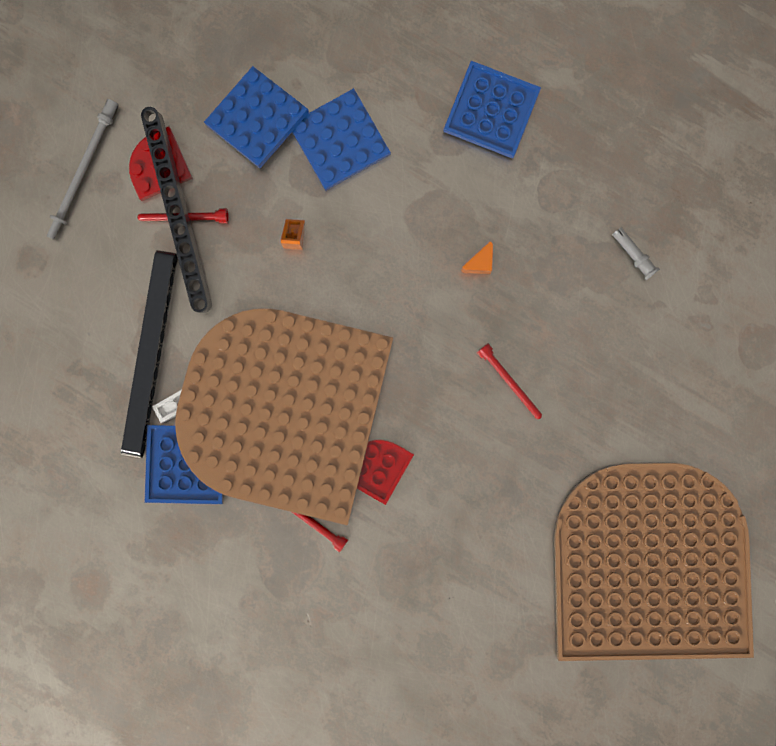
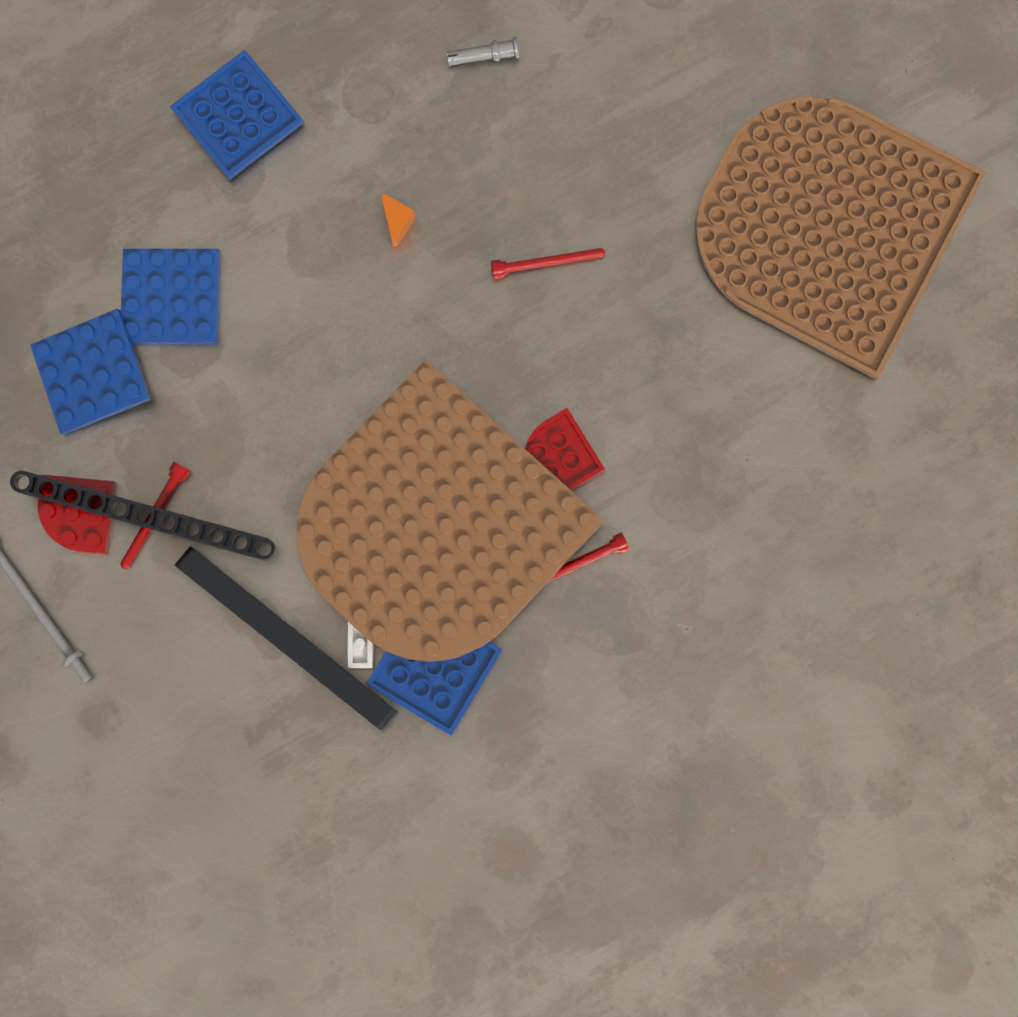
camera: 60 degrees left, 5 degrees down
(293, 234) = (246, 404): orange slope -> none

